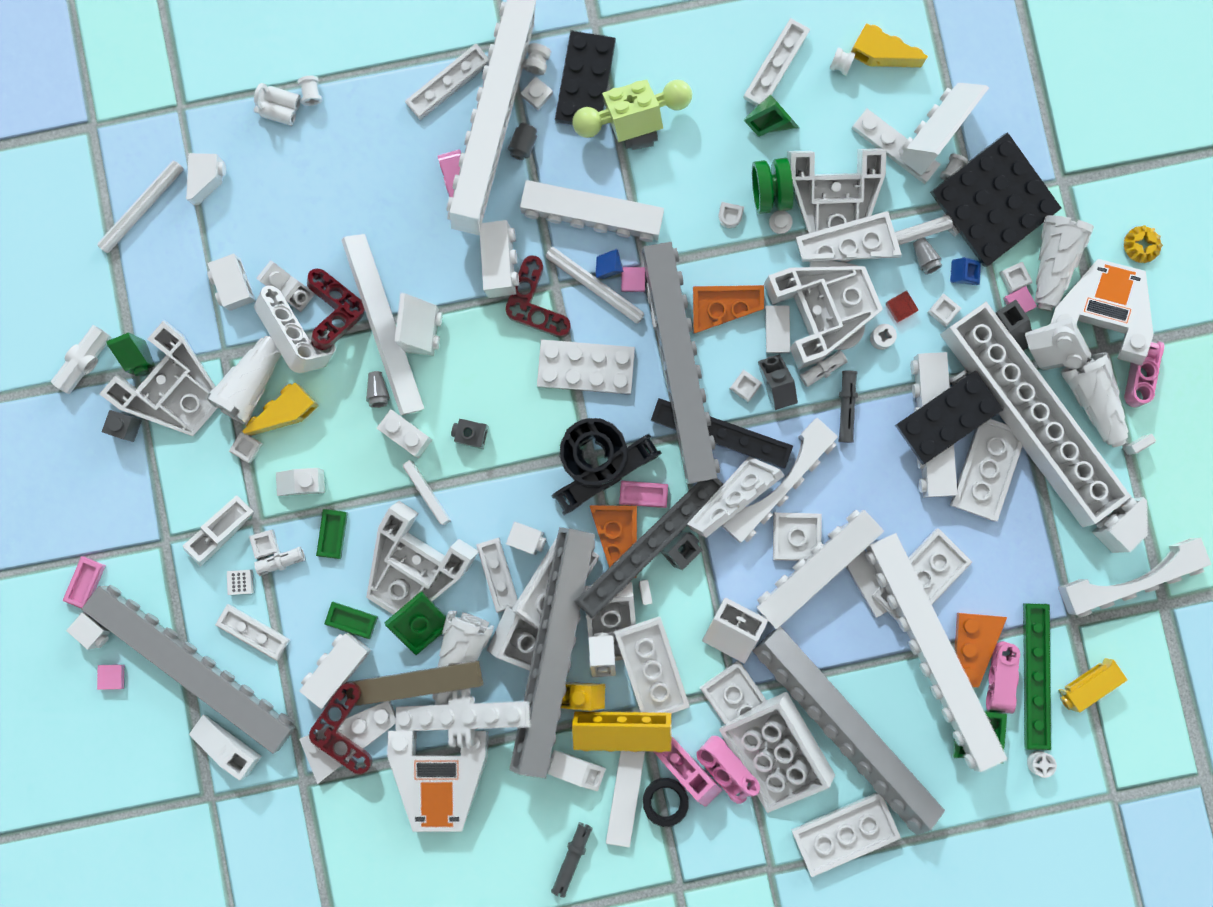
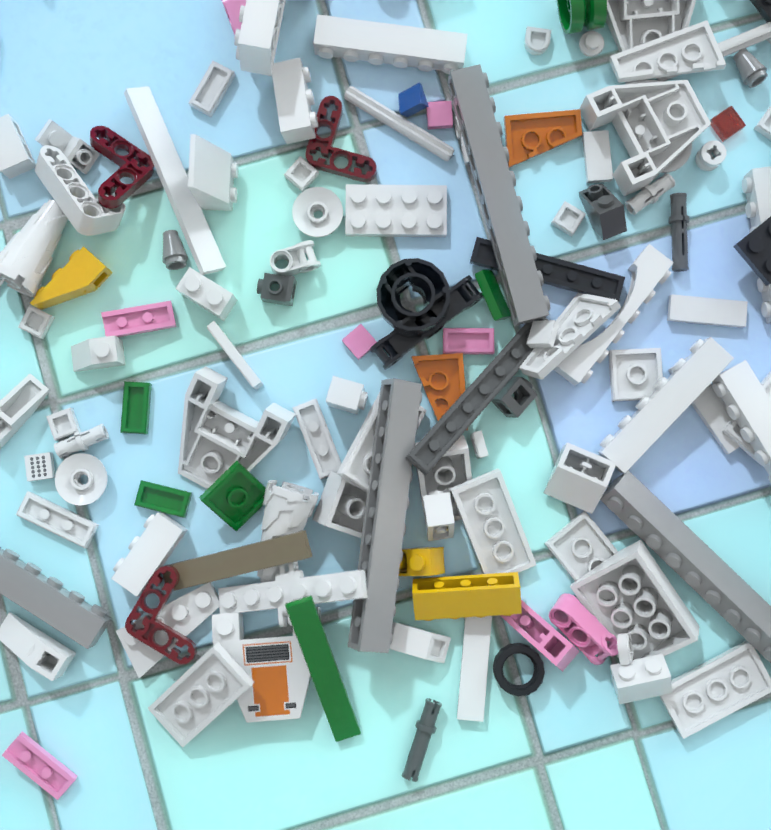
camera: 10 degrees left, 0 degrees up
(221, 856) = (39, 765): none -> bright pink hinge
(265, 597) = (69, 474): none -> white dish
(340, 452) = (139, 319): none -> bright pink hinge
(372, 803) = (200, 694): none -> white plate
(423, 239) = (212, 88): none -> white tile
(486, 788) = (323, 668): none -> green tile
(490, 407) = (296, 259): none -> white piece
(500, 326) = (301, 174): none -> white tile
(507, 353) = (315, 200): none -> white dish
(542, 487) = (359, 341): none -> bright pink tile
(669, 453) = (492, 295): none -> green tile
(711, 494) = (543, 334): none -> white tile
(763, 790) = (625, 648): none -> white tile
(776, 819) = (641, 679): none -> white brick
(868, 482) = (707, 311): none -> white tile

